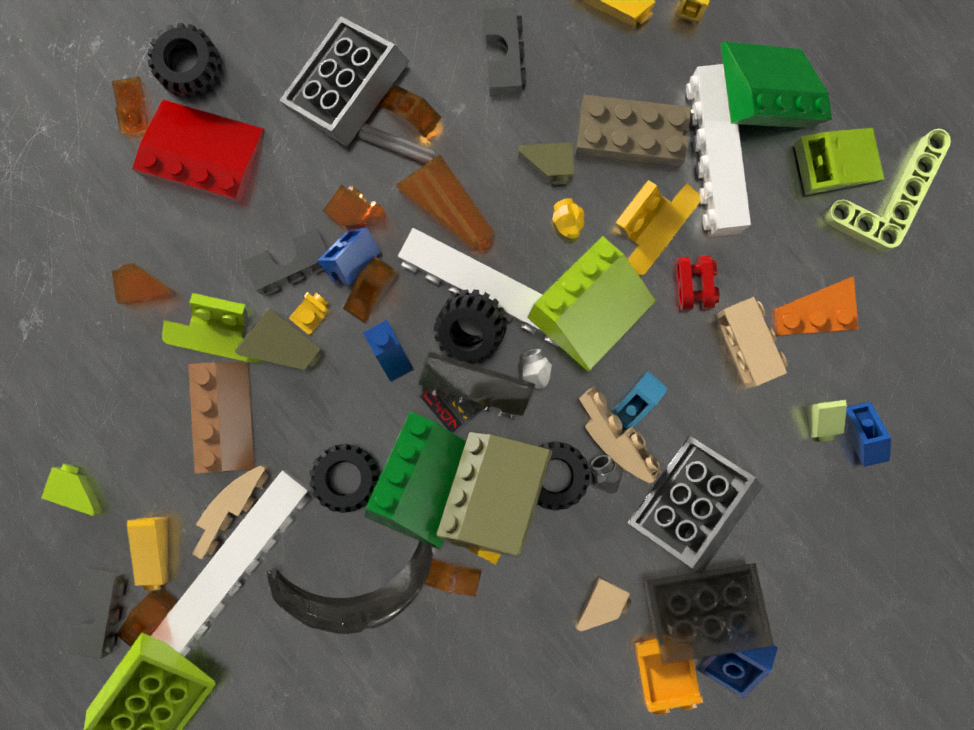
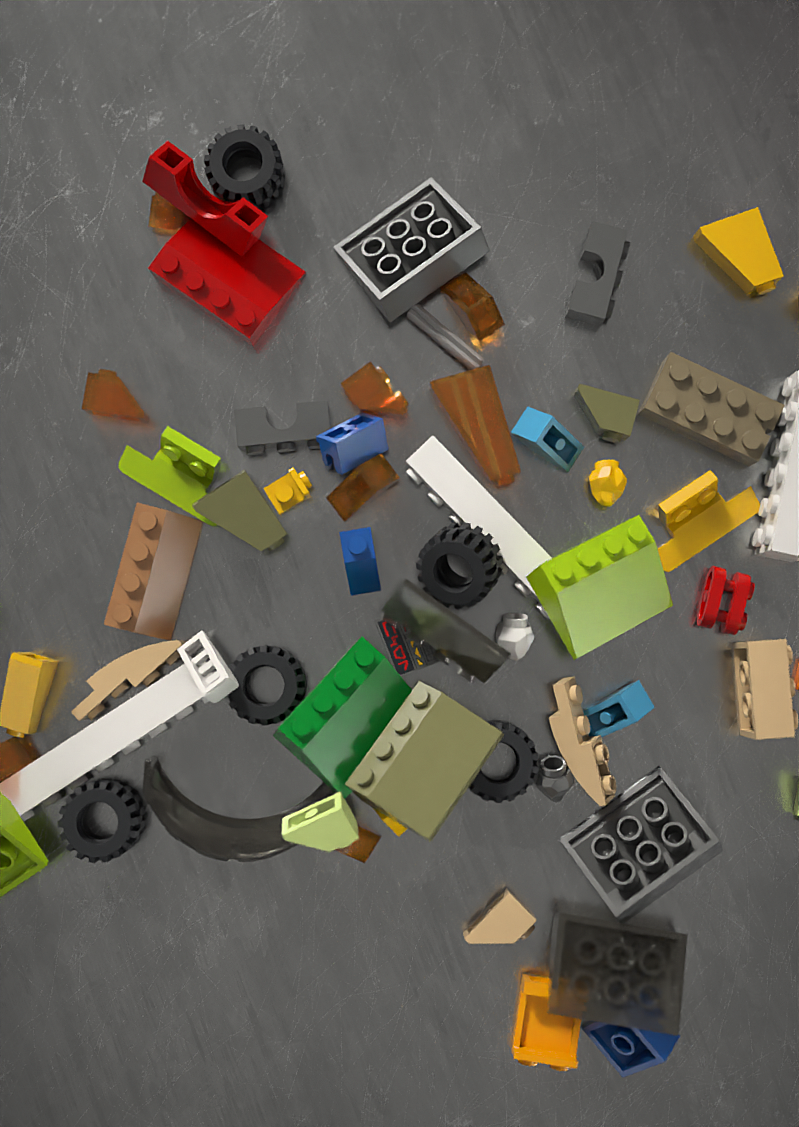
camera: 20 degrees right, 0 degrees up
(128, 87) = (174, 178): none -> red arch
(228, 647) = (78, 832): none -> black tyre
(305, 490) = (220, 682): none -> white slope
(429, 574) = (322, 825): none -> yellowish green slope
(508, 198) = (547, 438): none -> dark azure slope

